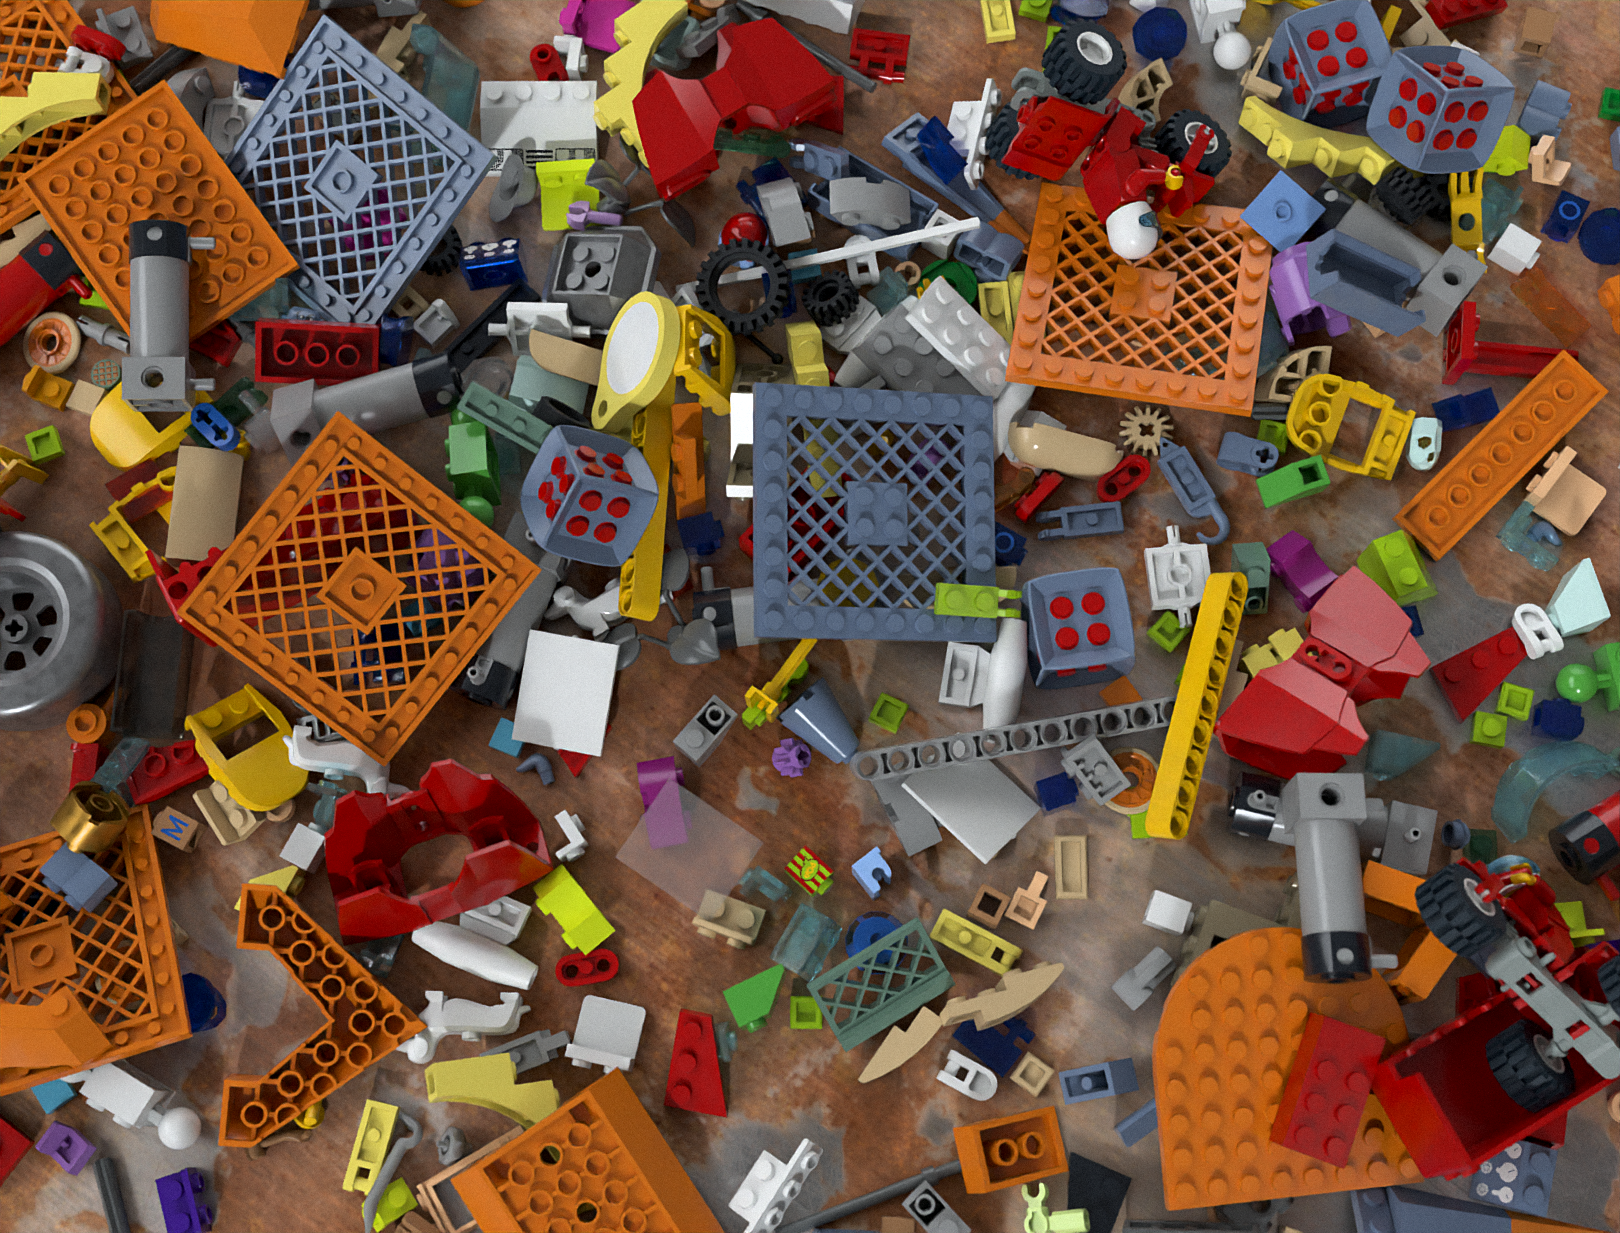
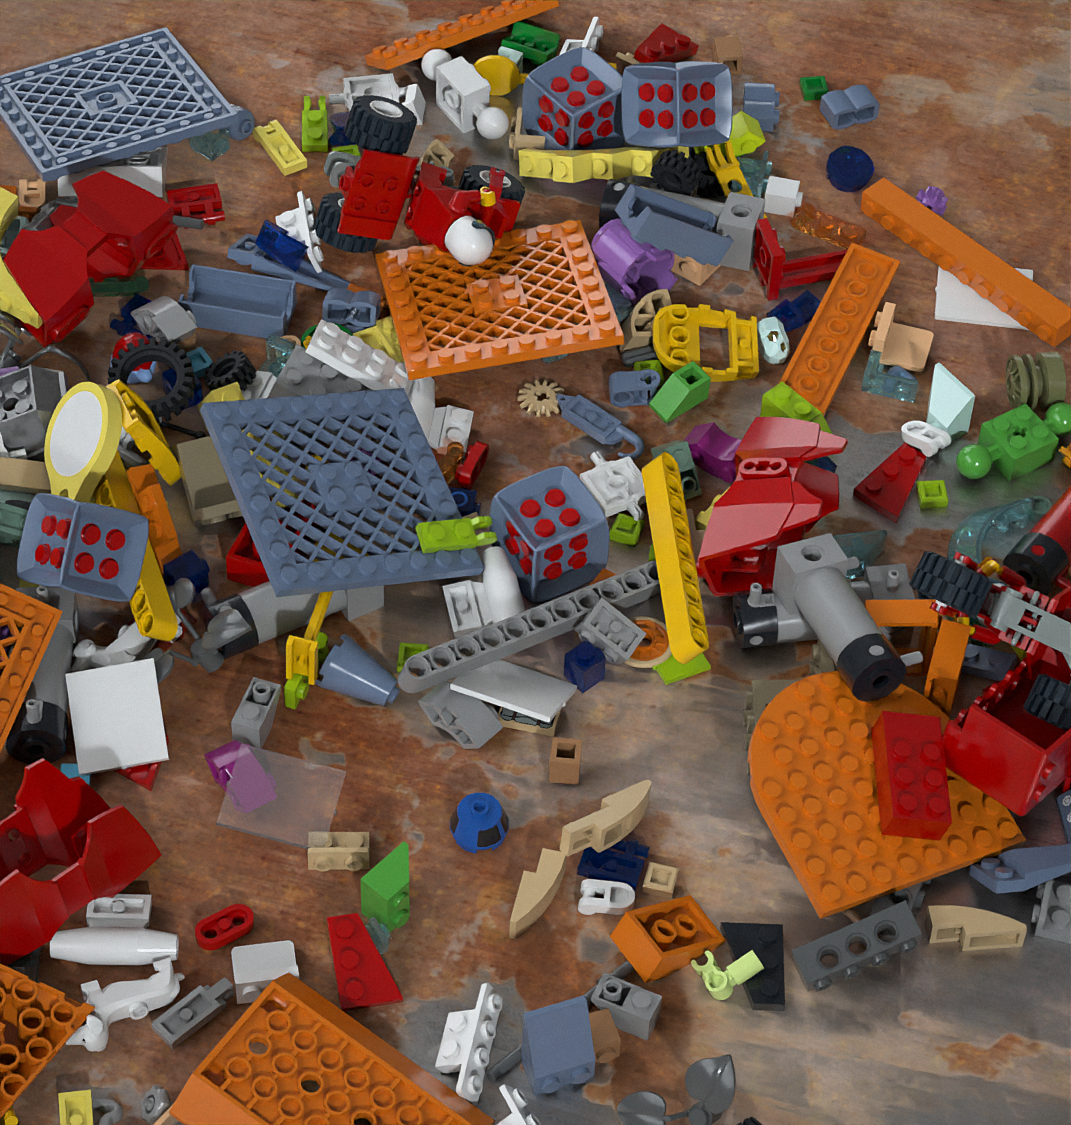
camera: 30 degrees left, 25 degrees down
(490, 1084) = (177, 1023): light yellow arch -> none
(542, 765) = (116, 790): sand blue animal -> none
(572, 827) = (167, 829): white bracket -> none
(573, 909) = (192, 883): neon yellow brick -> none
(769, 886) = (362, 802): clear light blue bracket -> none
(791, 757) = (342, 710): medium lavender gear -> none
(804, 1013) = (439, 899): lime tile -> none
(806, 942) = (423, 836): clear light blue bracket -> none
(810, 872) = (396, 789): brick -> none
(820, 159) = (181, 280): sand blue hinge -> none
(850, 251) = (242, 329): white piece -> none
(869, 203) = (237, 291): light grey brick -> none
(869, 259) = (243, 340): white plate -> none
(871, 866) = (450, 767): light blue hinge -> none
(890, 1007) = (509, 865): sand green fence -> none
(943, 245) = (306, 306): white brick -> none
(974, 942) = (563, 796): light yellow plate -> none
(1027, 905) = (598, 754): light nougat plate -> none
(1063, 451) = (480, 421): tan brick -> none
(1070, 867) = (623, 720): tan tile -> none
(1083, 521) = (513, 471): sand blue hinge -> none
(1098, 1081) = (720, 860): sand blue slope -> none
(1121, 479) = (534, 439): red plate -> none
(1138, 1124) = (771, 879): sand blue slope -> none
(1139, 982) = (721, 779): light grey piece -> none
(1160, 34) = (429, 127): clear blue hat -> none
(1168, 913) = (721, 722): white brick -> none
(1283, 212) = (584, 208): medium blue plate -> none
(1488, 729) = (921, 519): lime plate -> none
(1544, 166) = (778, 139): light nougat bracket -> none
(1557, 720) = (971, 492): clear blue brick -> none
(1564, 216) = (810, 165): clear blue brick -> none

